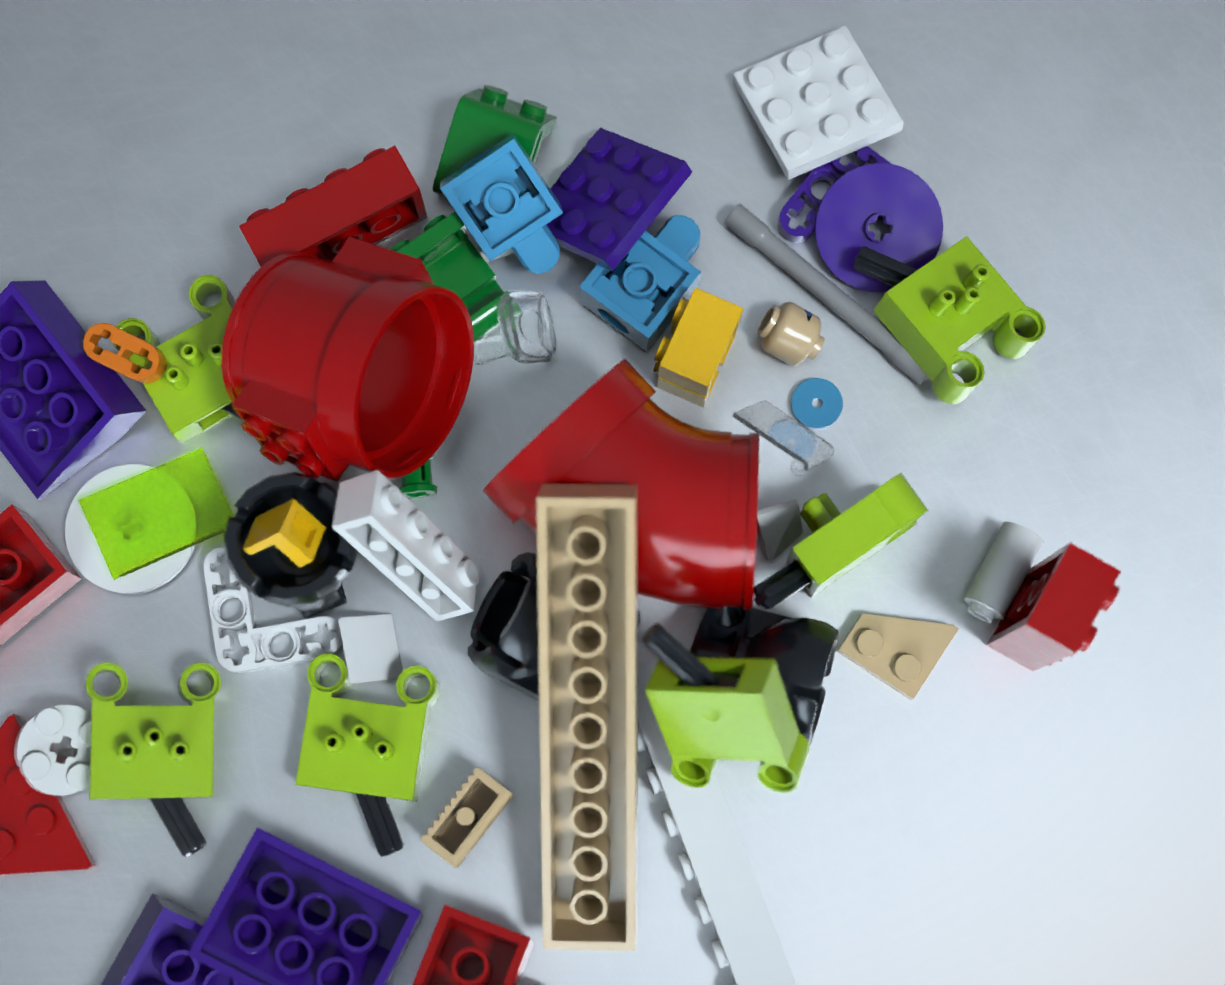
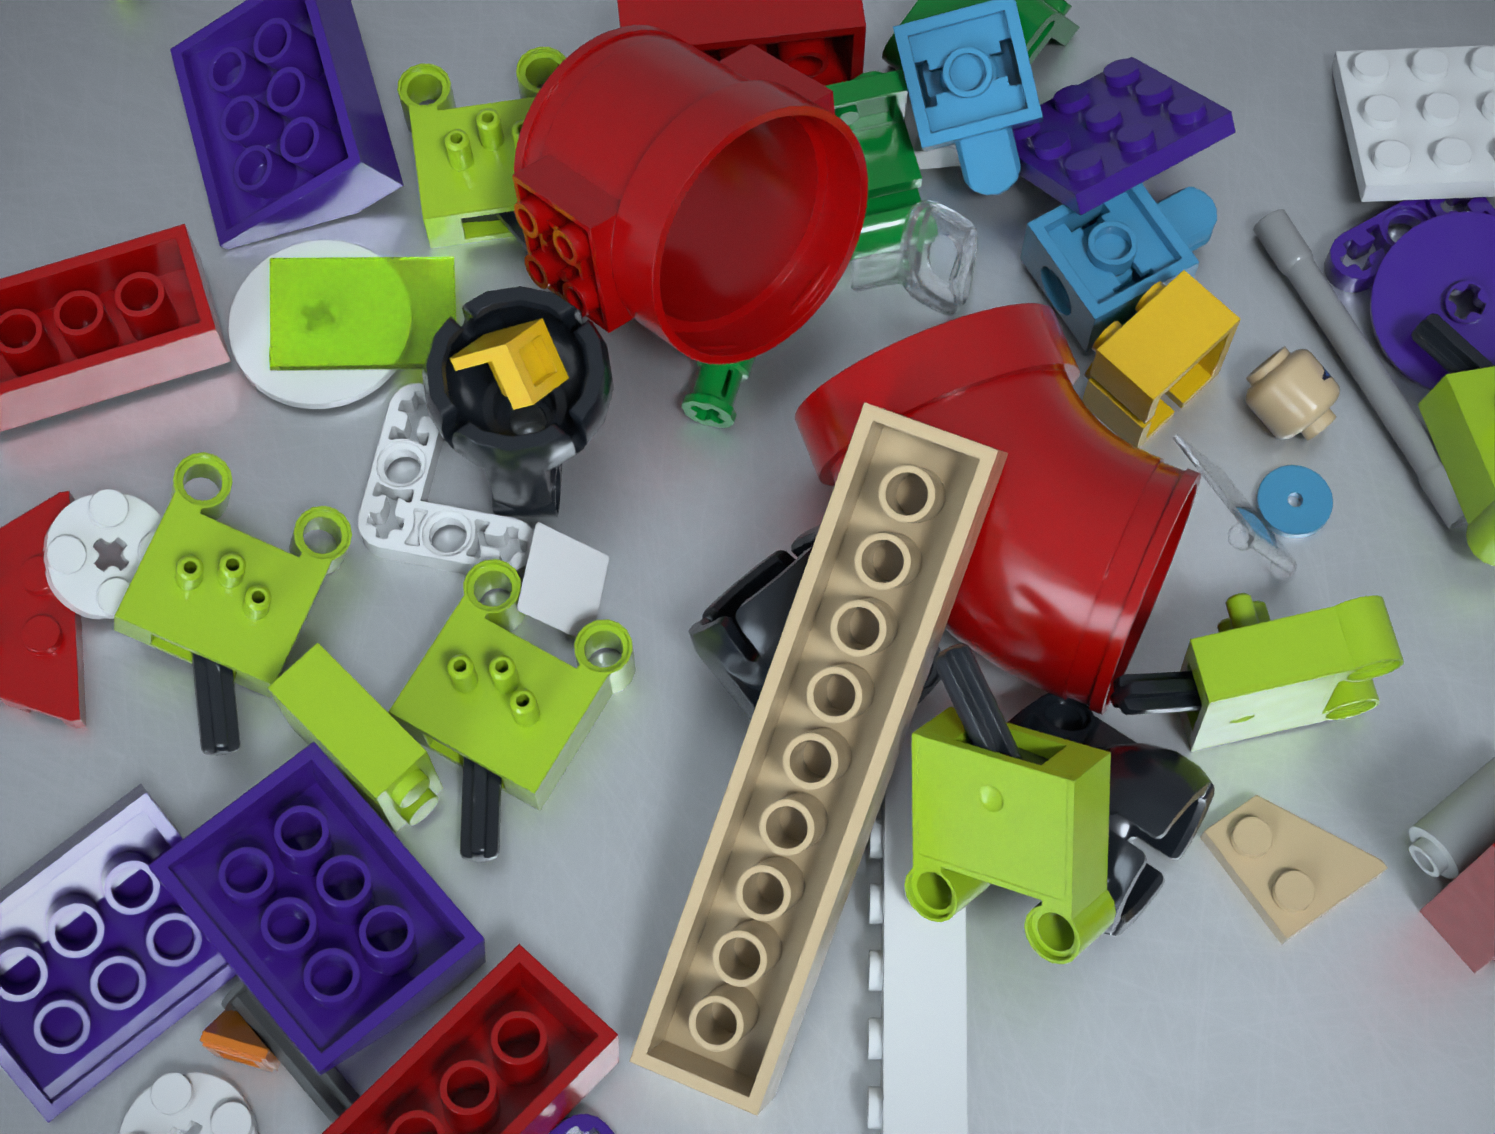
camera: 25 degrees right, 10 degrees down
(120, 361) = (415, 91): orange beam -> none
(283, 811) = (358, 738): none -> lime brick
(405, 546) = (665, 450): white brick -> none
(467, 817) = (600, 846): tan brick -> none
(779, 527) = (1173, 627): white slope -> none

